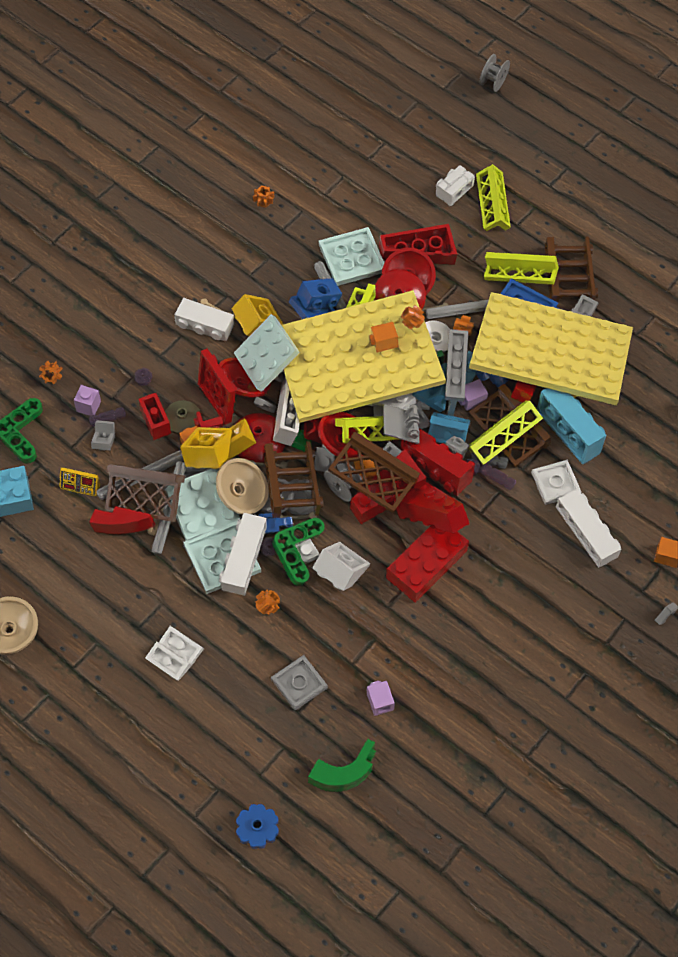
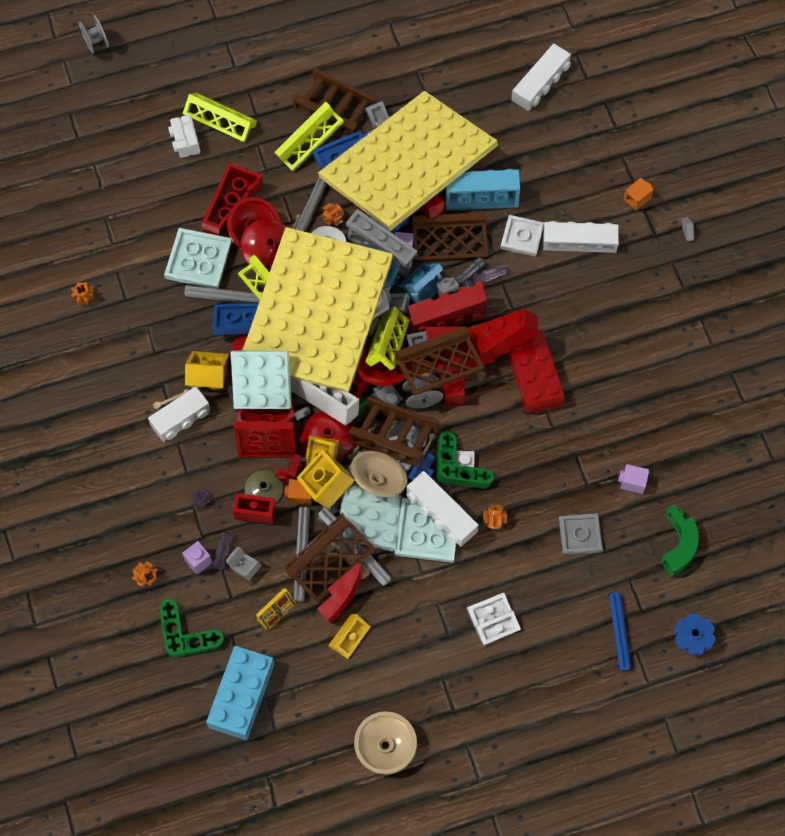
camera: 55 degrees left, 5 degrees up
(90, 551) = (349, 635): none -> yellow slope
(226, 764) = (620, 631): none -> blue axle
(319, 293) = (225, 305): blue brick -> none
(340, 565) = (497, 441): white slope -> none
(384, 337) = (322, 274): orange brick -> none
(401, 423) = (403, 312): light grey hinge -> none
(412, 317) = (319, 241): orange gear -> none
(503, 424) = (454, 241): neon yellow fence -> none

